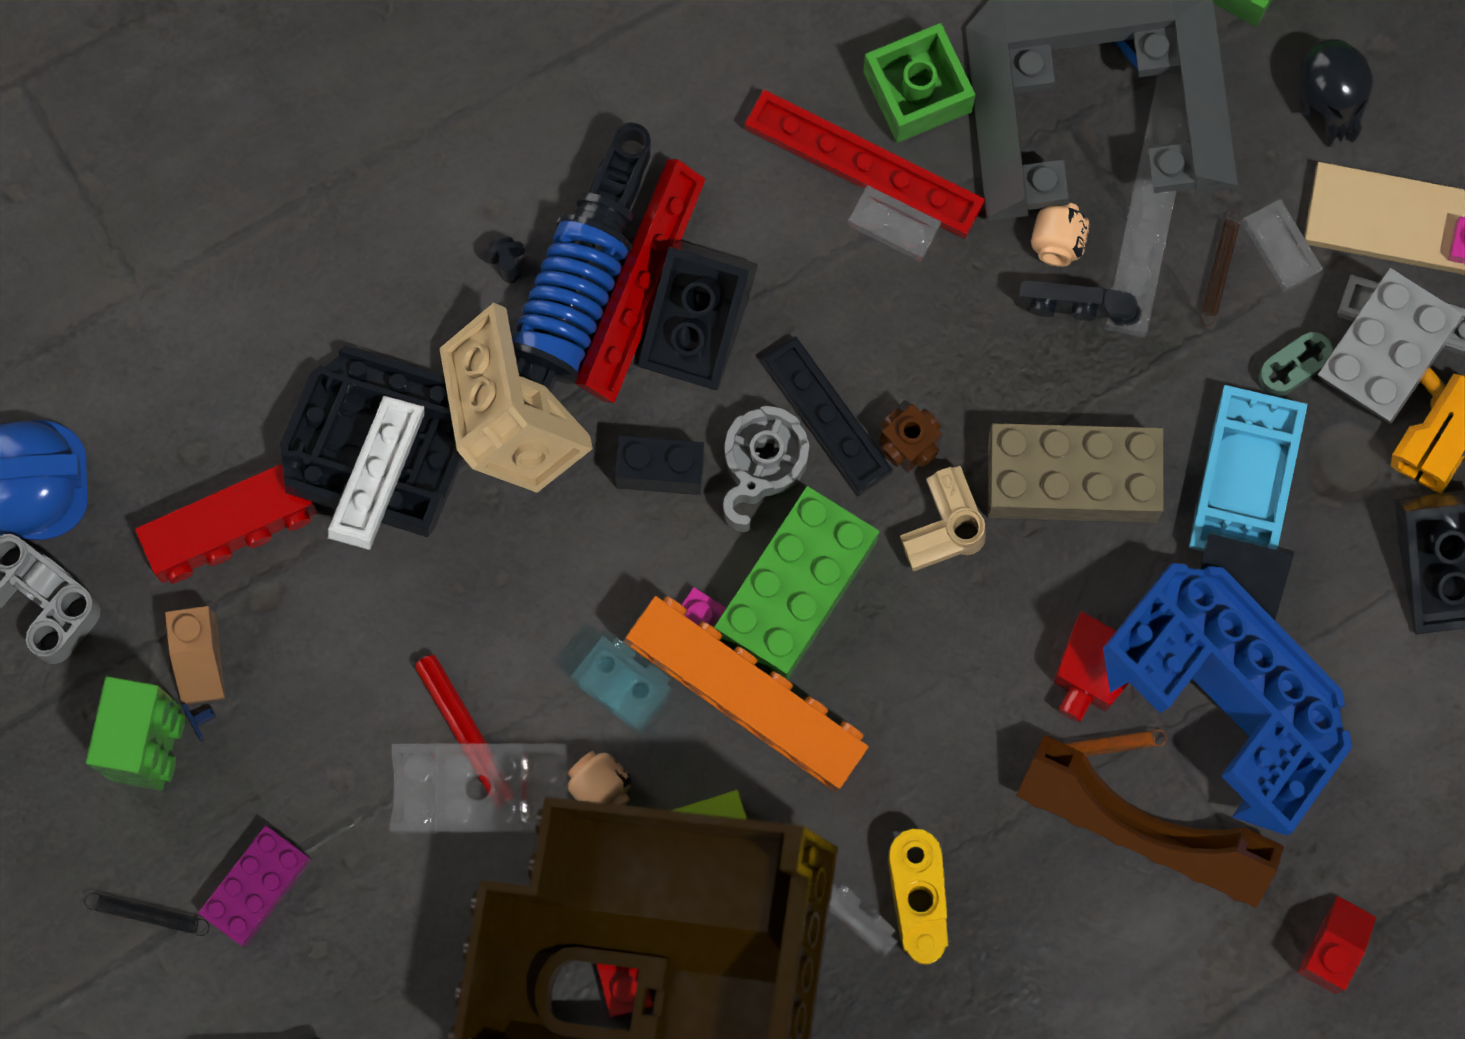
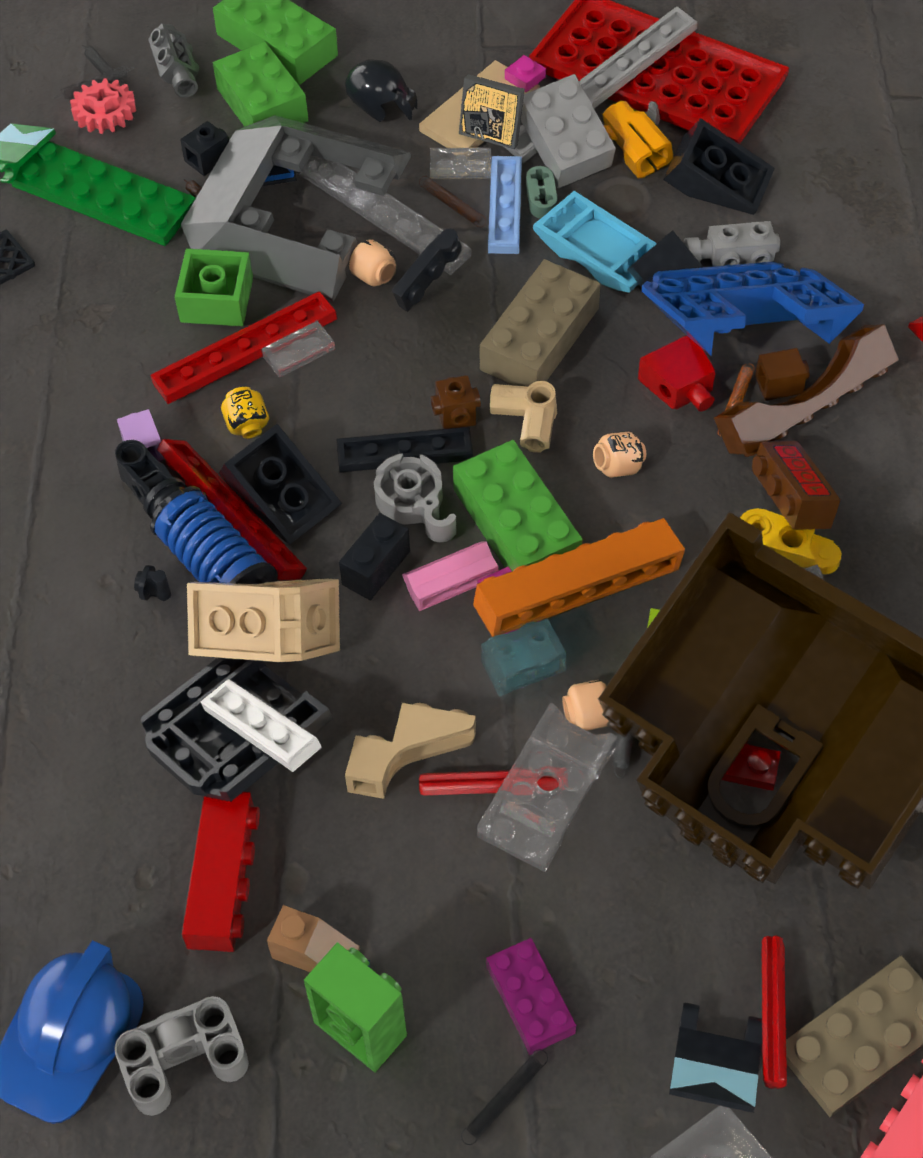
camera: 60 degrees left, 20 degrees down
(473, 624) = (418, 736): none -> tan arch
(678, 130) = (141, 428): none -> lavender brick
(687, 554) = (449, 575): none -> bright pink piece
(771, 220) = (244, 412): none -> yellow head
(941, 654) = (619, 454): none -> light nougat head
(991, 868) = (795, 485): none -> reddish brown brick
(1163, 782) = (781, 374): none -> reddish brown brick
(1252, 331) = (505, 205): none -> light blue tile
(1337, 645) = (736, 244): none -> light grey brick
(1359, 243) = (491, 111): none -> tile

